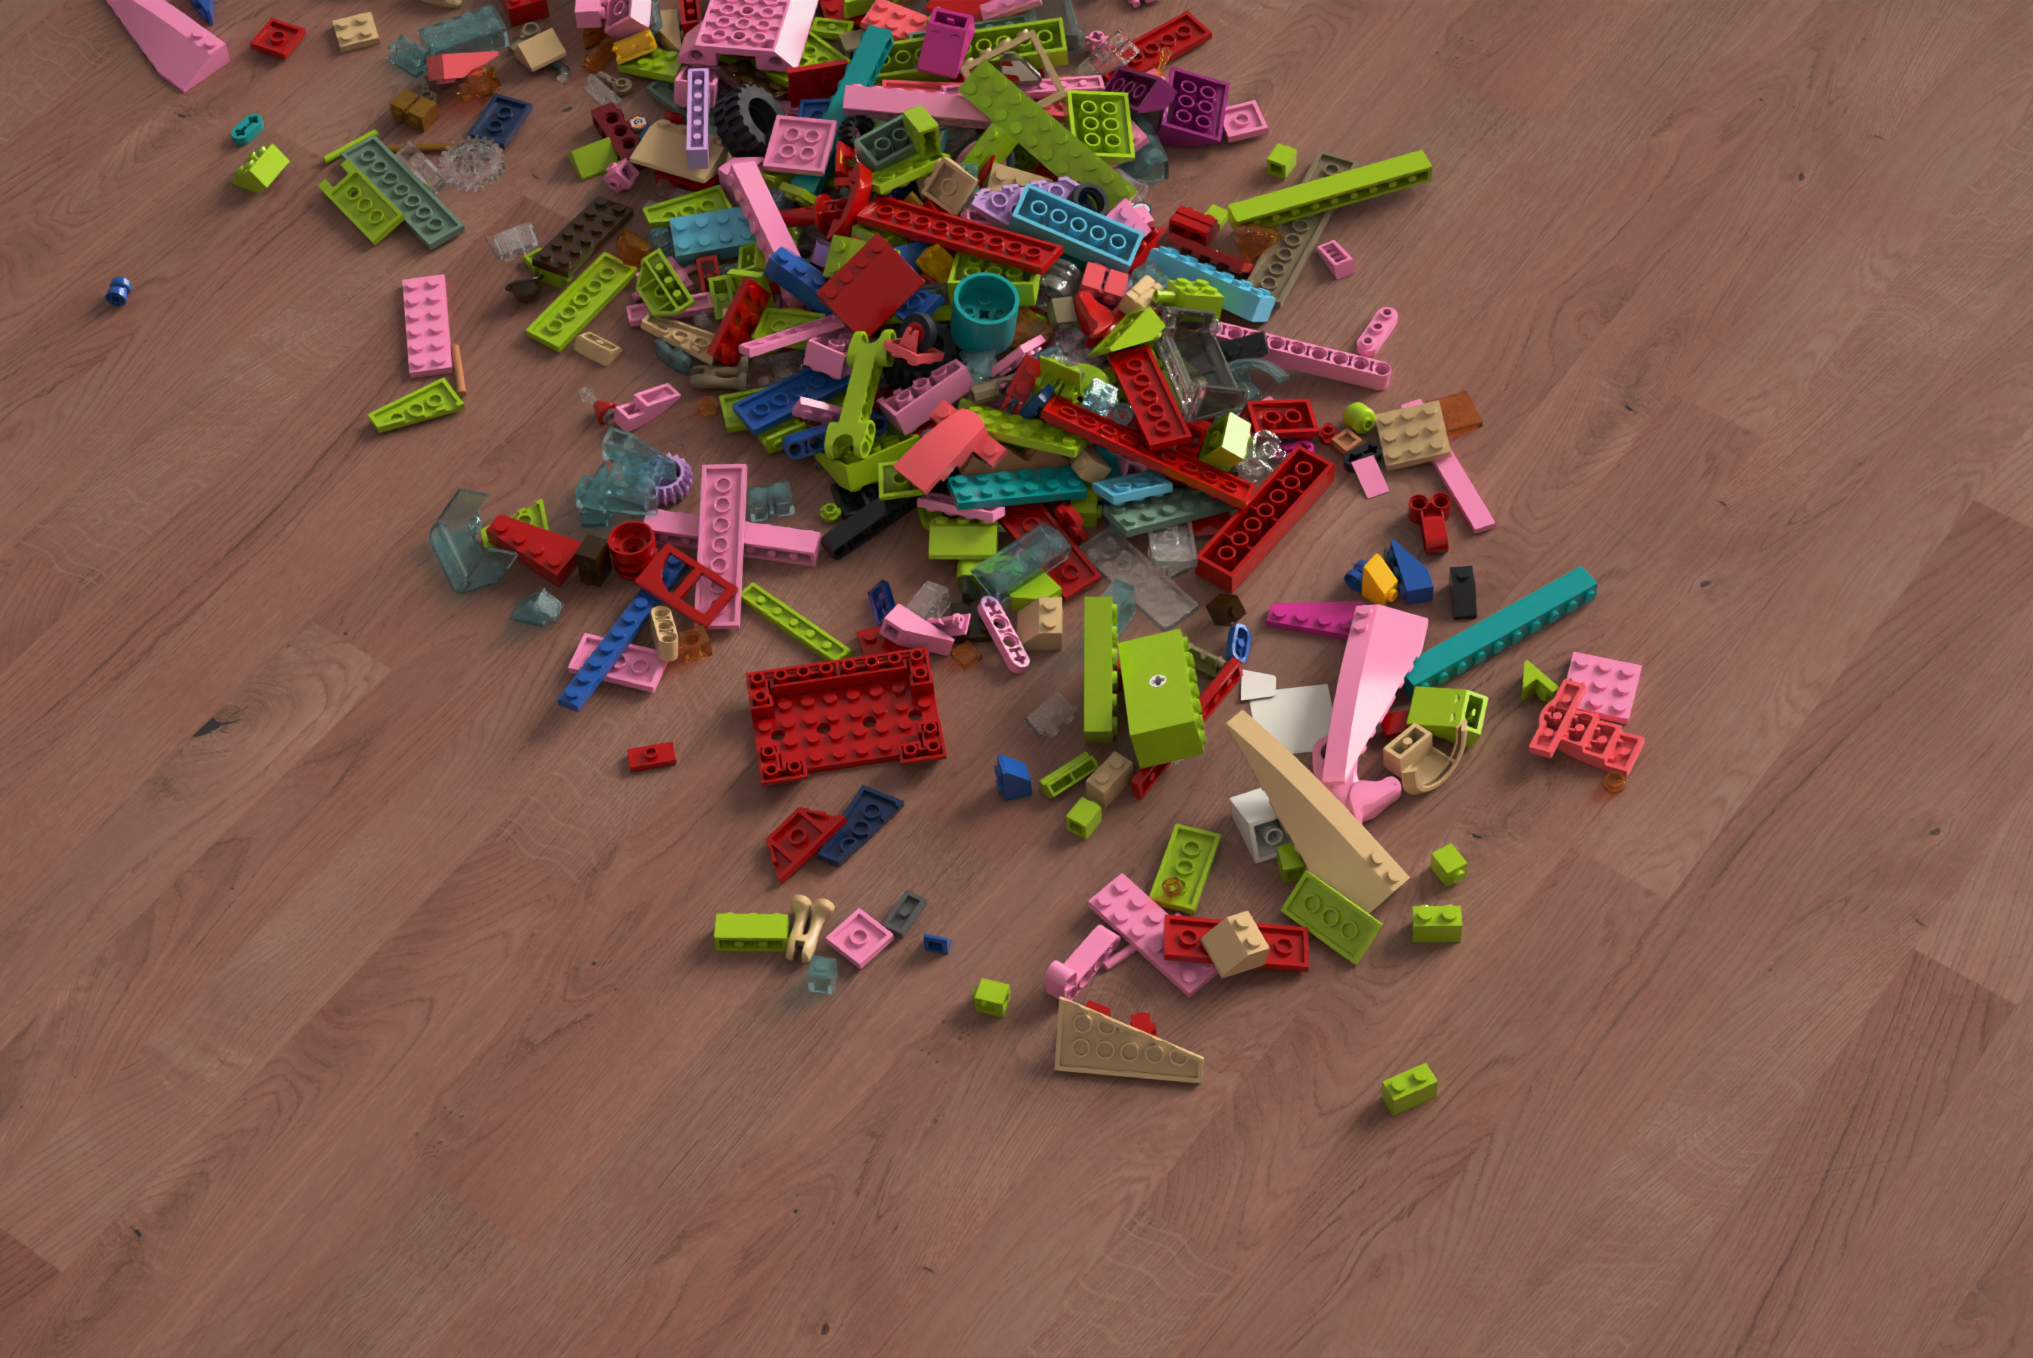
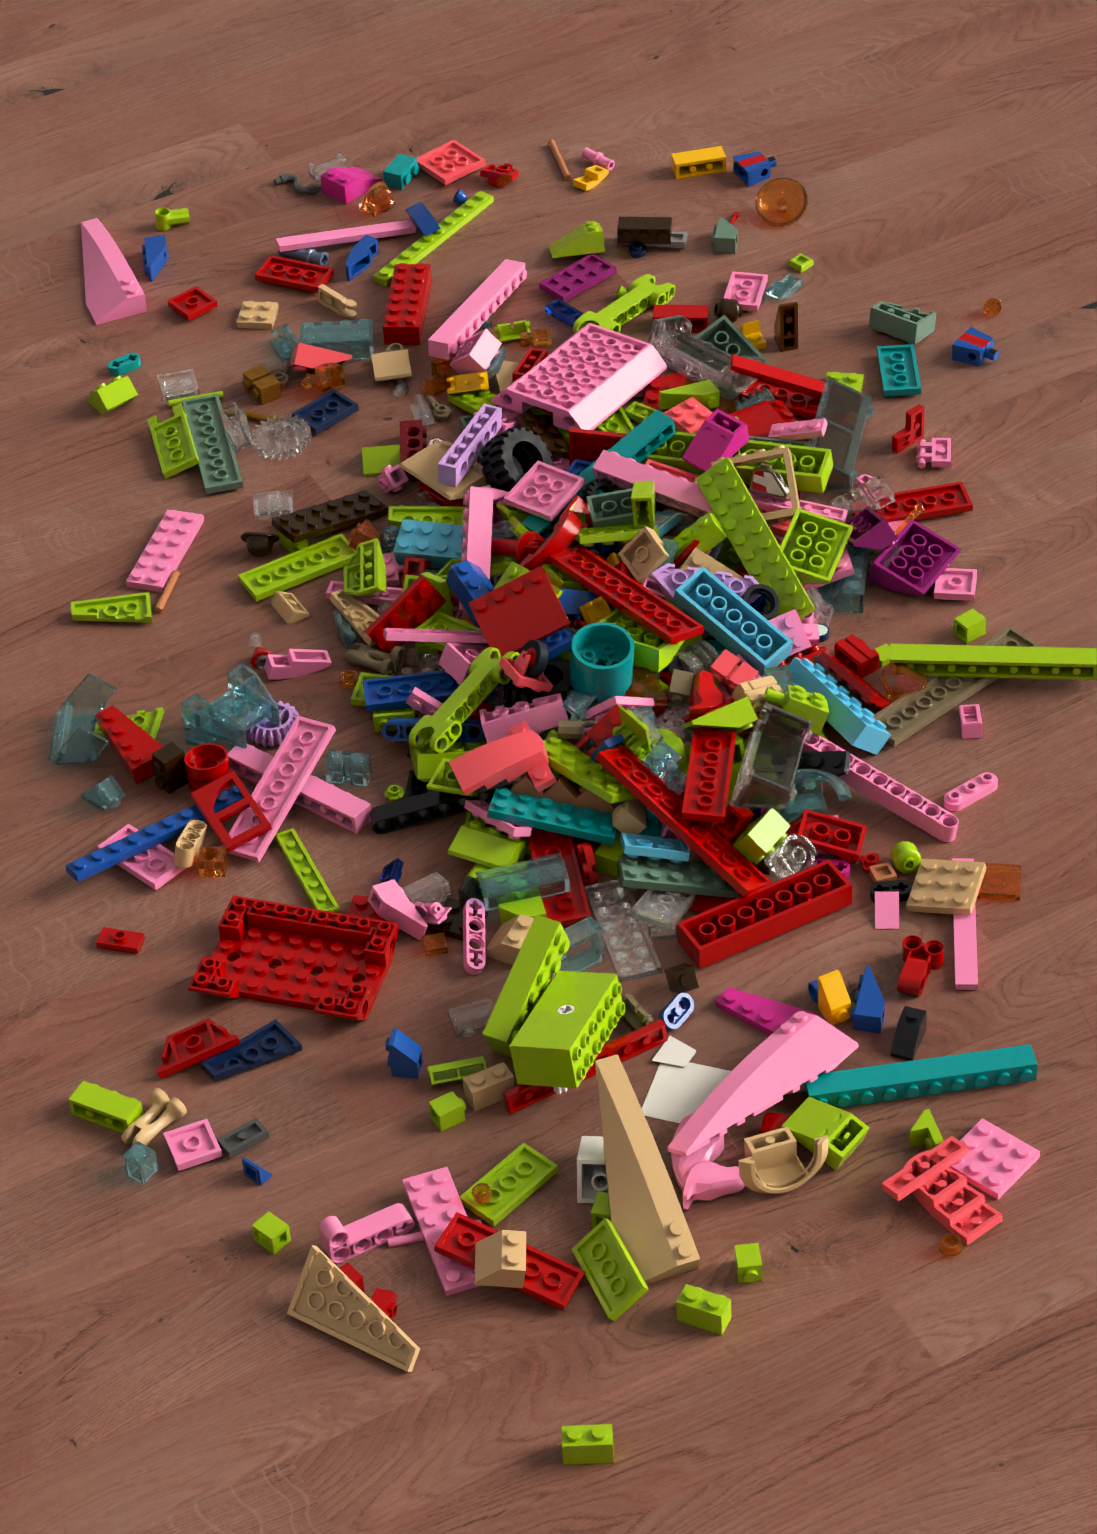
camera: 25 degrees right, 10 degrees down
(323, 136) = (178, 384): none -> clear plate

